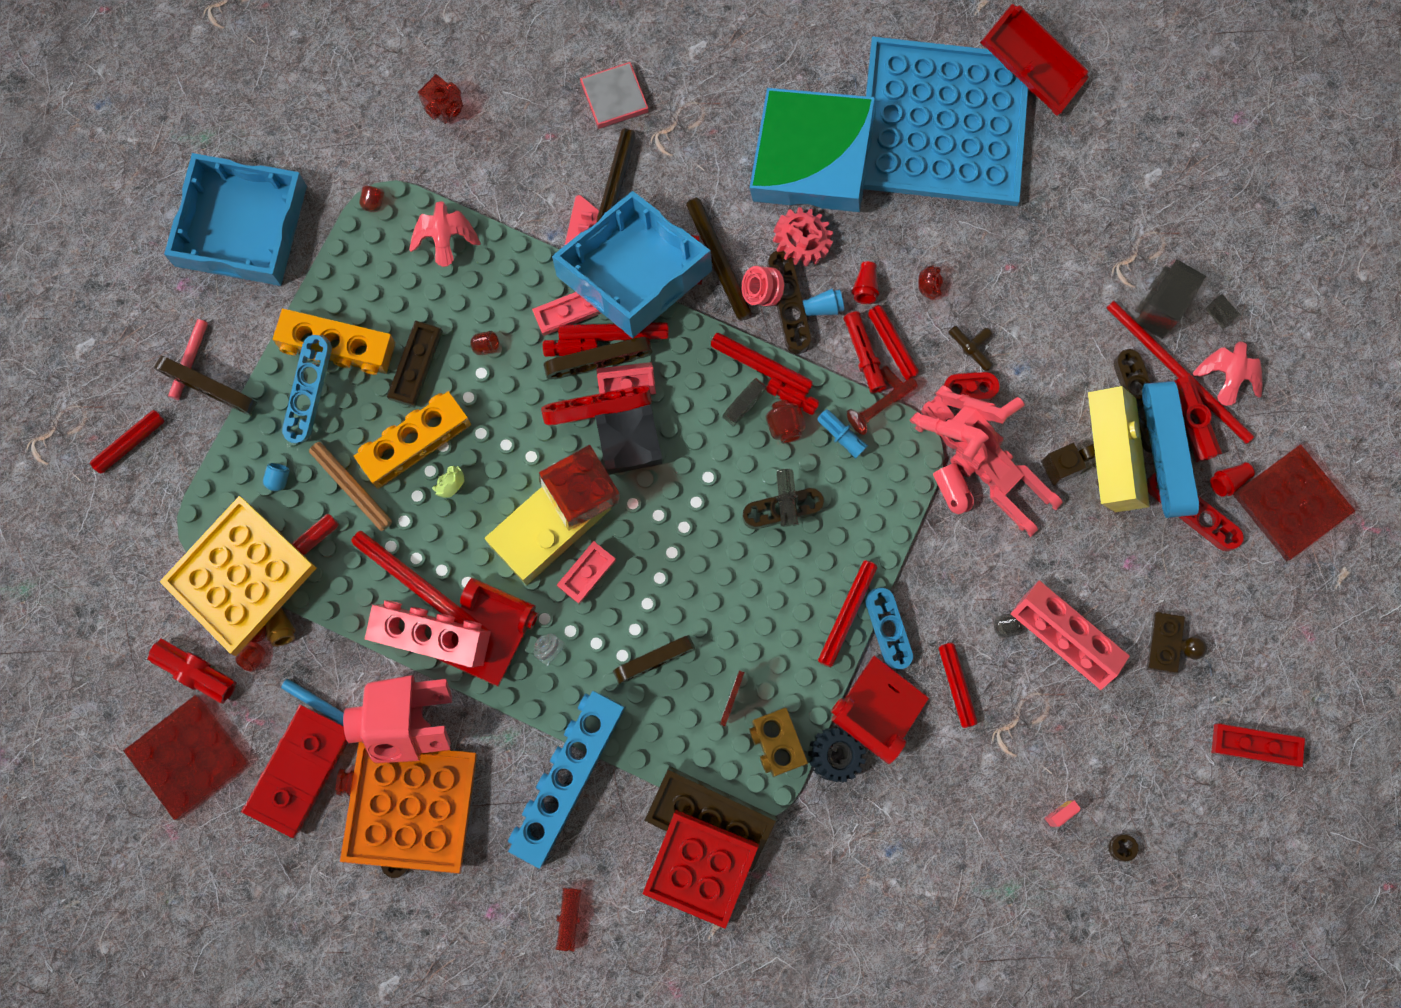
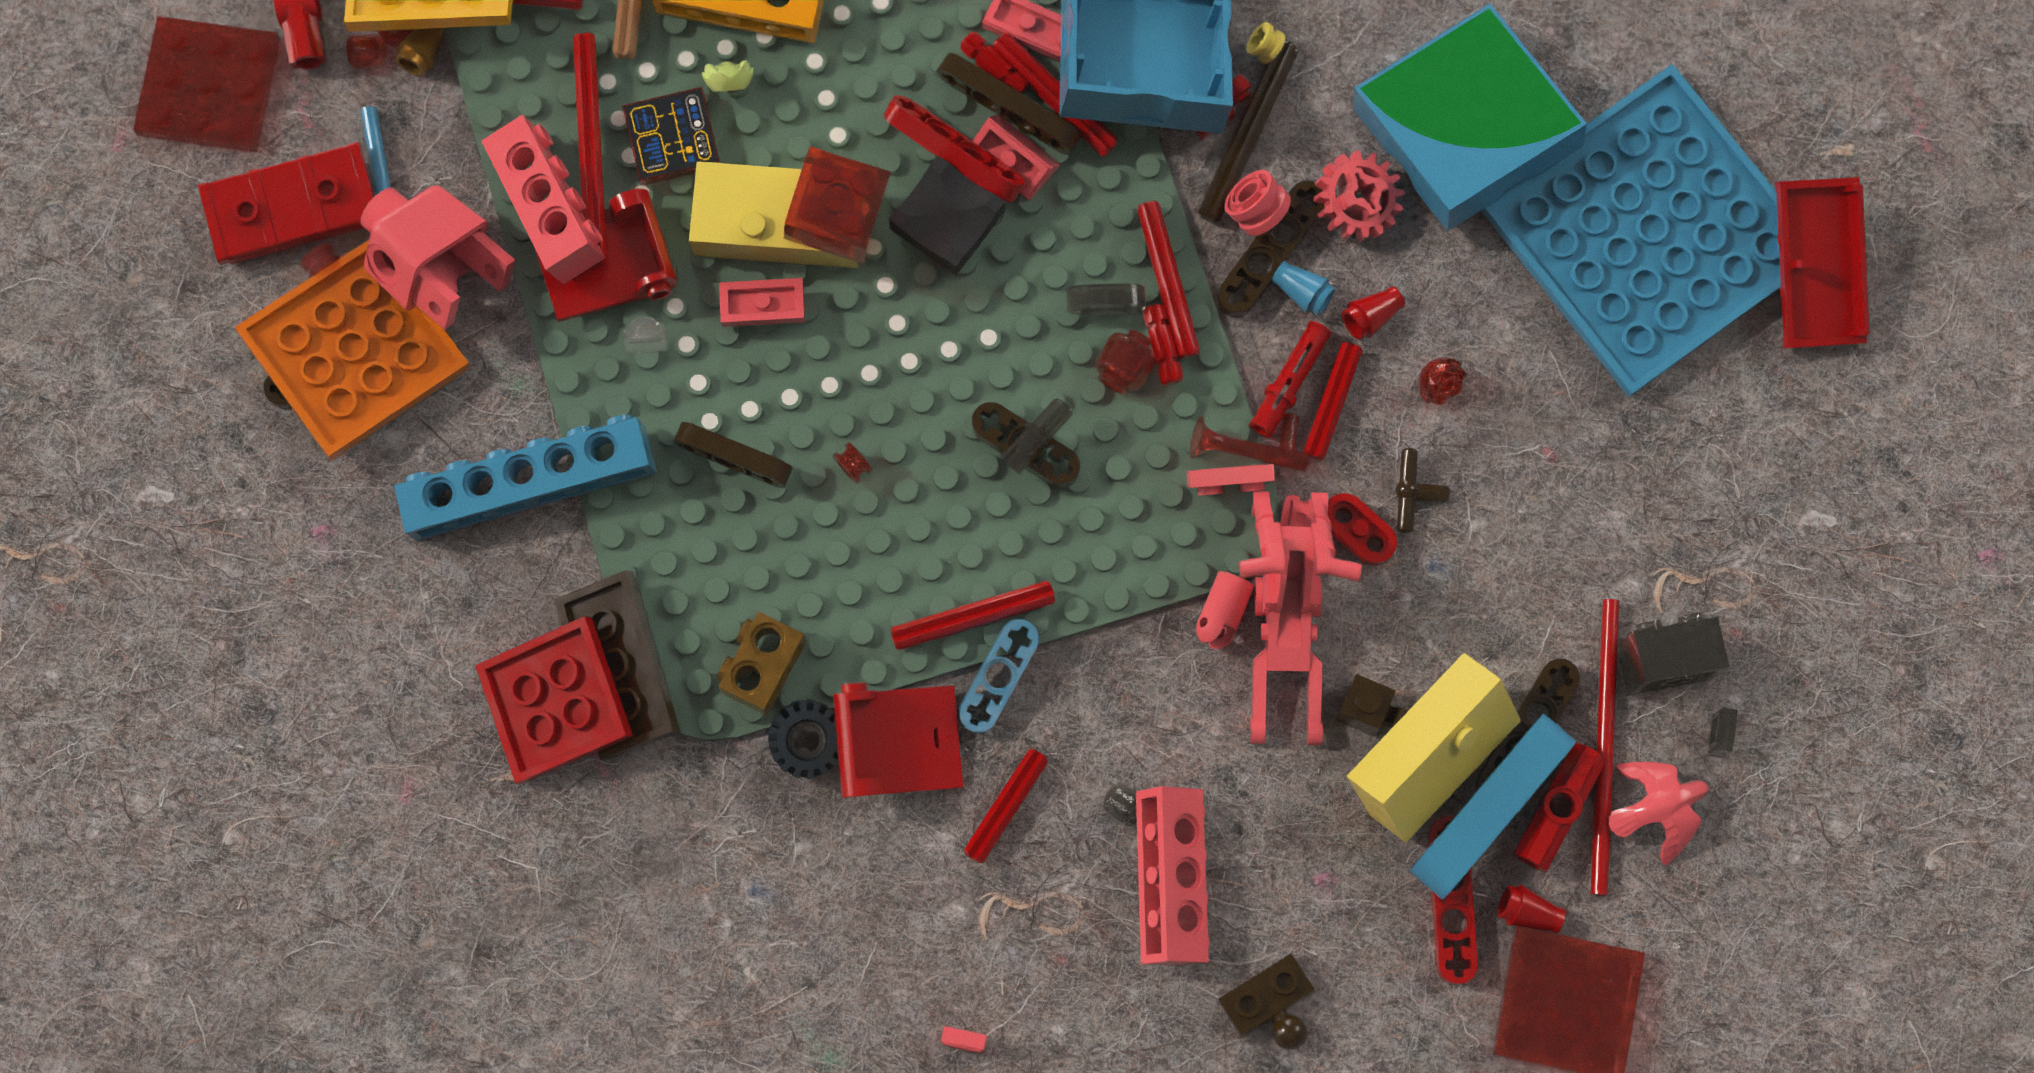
camera: 50 degrees right, 0 degrees up
(452, 539) = (670, 135): none -> black tile
(568, 919) = (382, 613): clear red pin -> none
(682, 209) = (1265, 42): none -> light yellow bush
(714, 602) = (852, 462): none -> clear red bush
(733, 694) = (762, 570): clear red piece -> none
(842, 434) = (1169, 433): dark azure axle -> none
(899, 416) = (1248, 477): none -> coral plate

